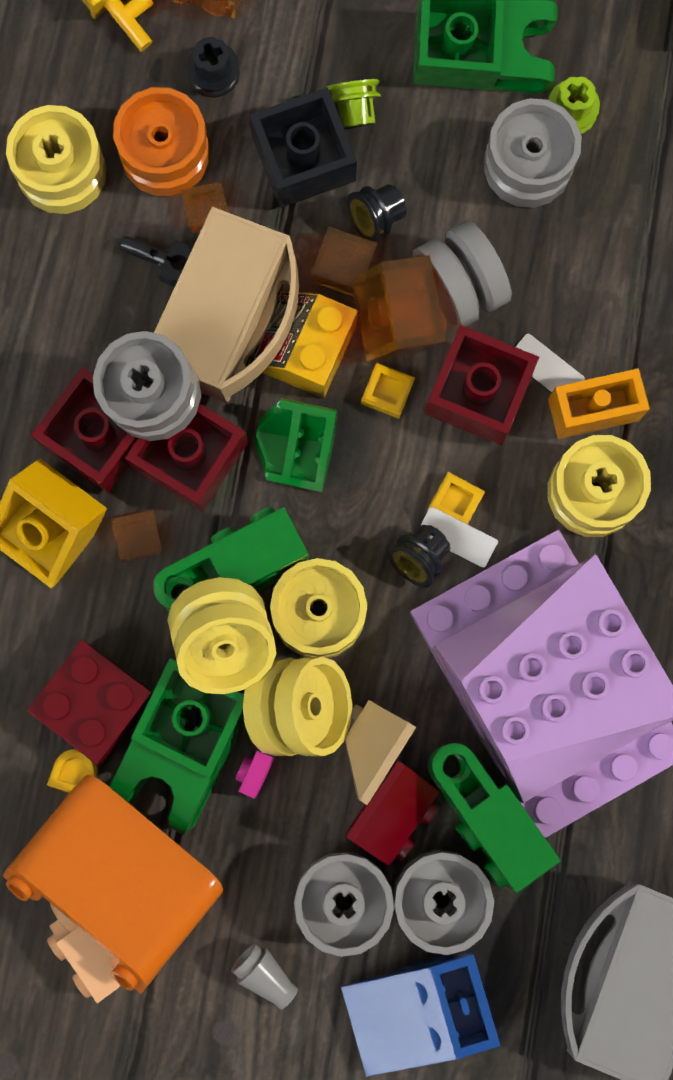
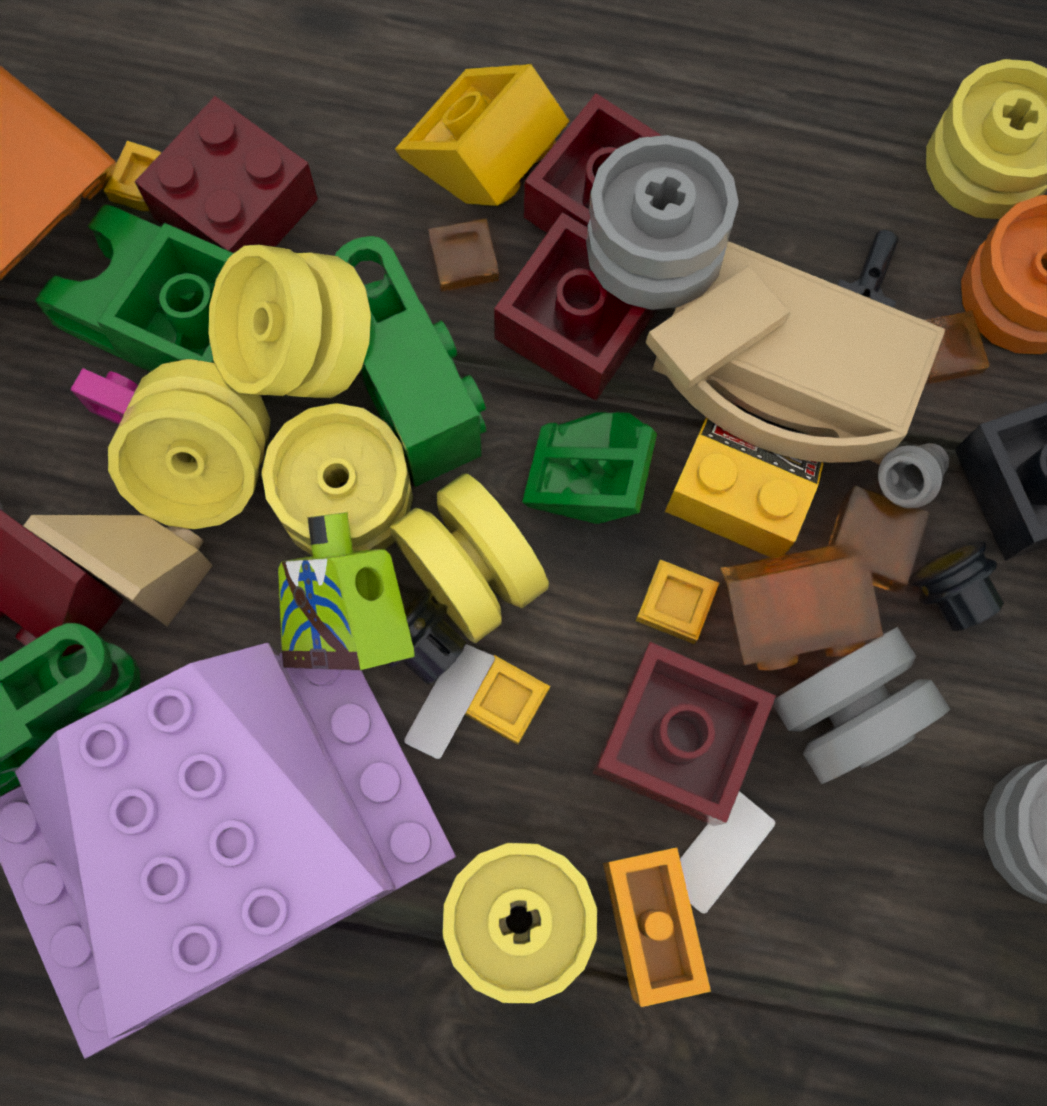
camera: 90 degrees right, 5 degrees down
(217, 352) = (717, 327): none -> tan tile
(307, 233) = (913, 474): none -> light grey cone
(366, 514) = (476, 552): none -> light yellow wheel
(410, 597) = (341, 604): none -> lime torso

